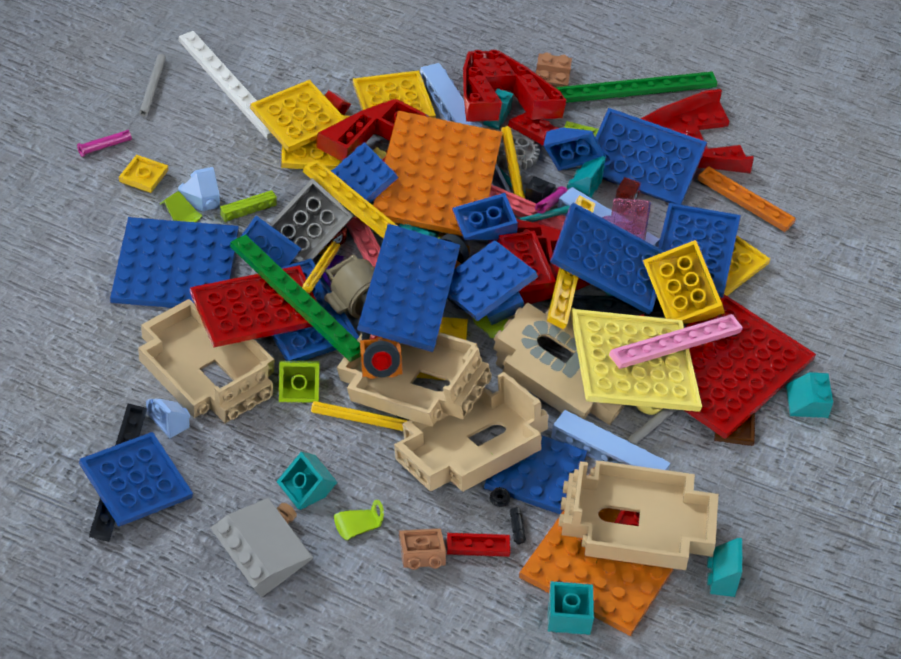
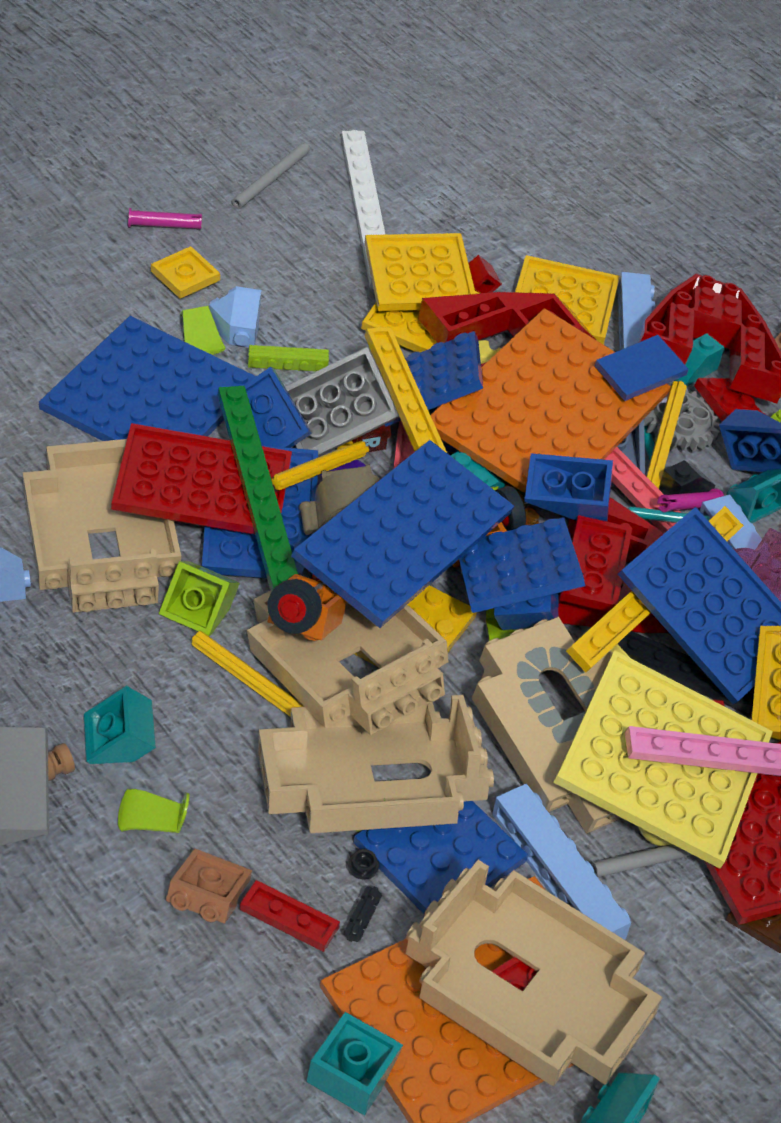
camera: 25 degrees right, 0 degrees up
(480, 126) = (641, 367): none -> blue tile

